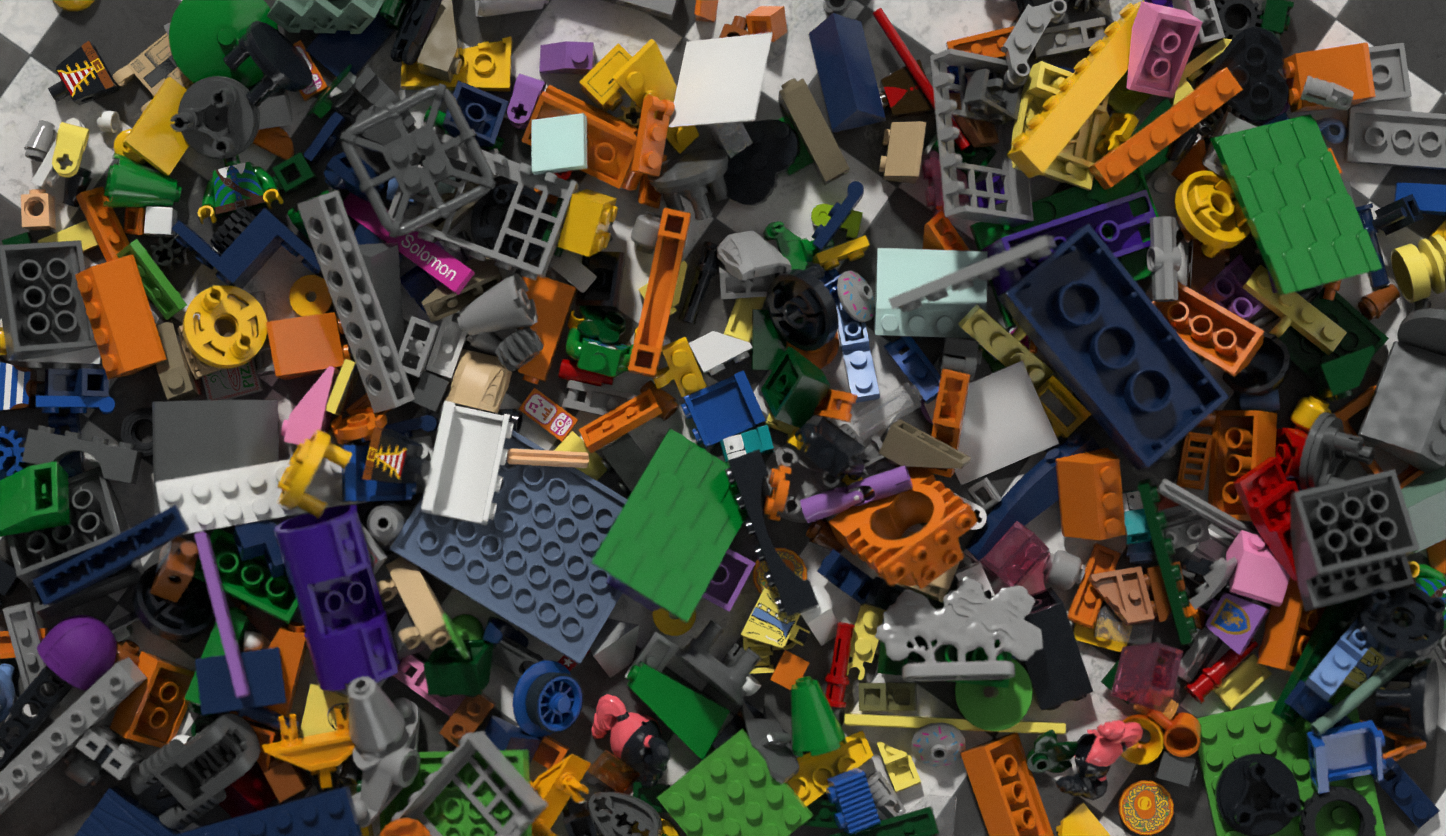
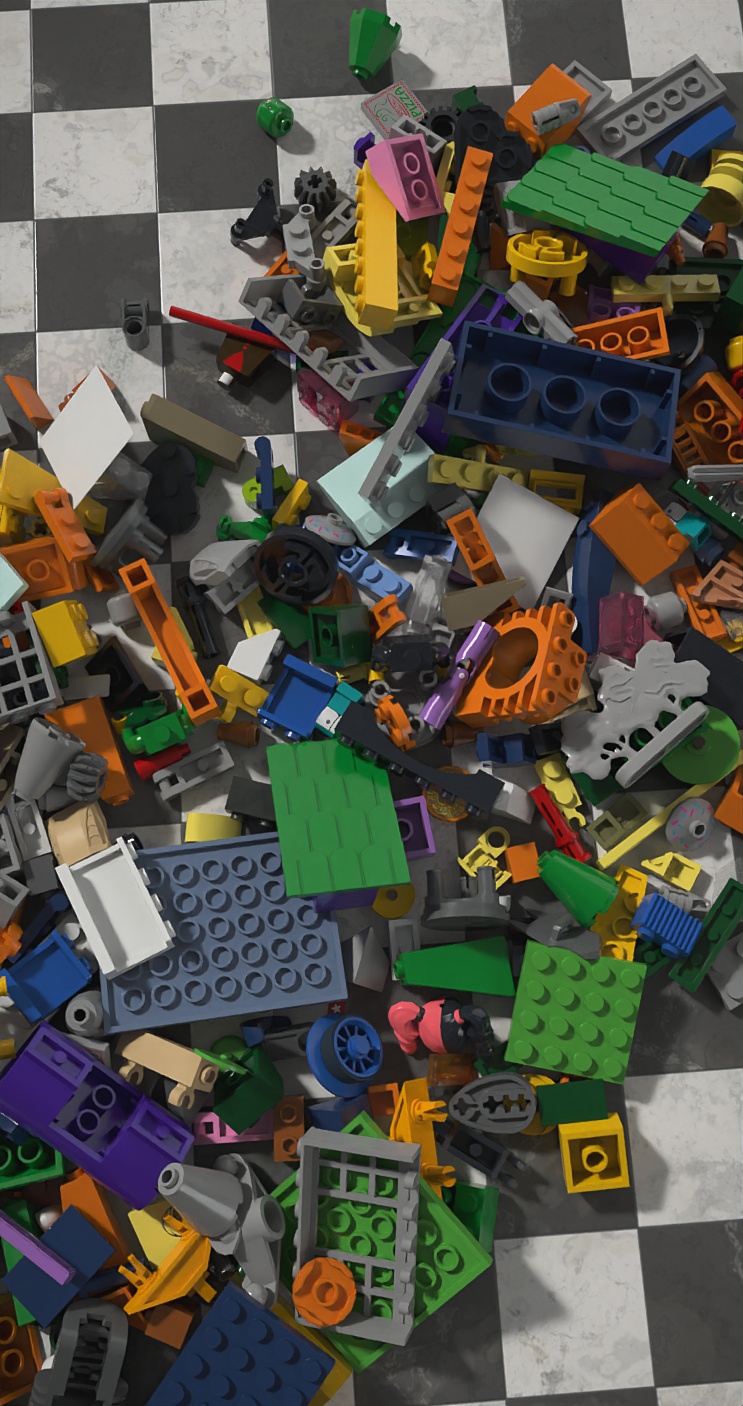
camera: 40 degrees left, 10 degrees down
(248, 793) = (145, 1362): dark red slope -> none
(394, 458) = (48, 952): black torso -> none
(548, 414) = (157, 817): tile -> none
(548, 458) = (183, 849): light nougat axle -> none
(620, 421) = (220, 771): orange plate -> none
(771, 627) = (480, 837): light yellow torso -> none
(846, 73) = (184, 376): dark blue slope -> none
(904, 151) = (277, 397): tan slope -> none

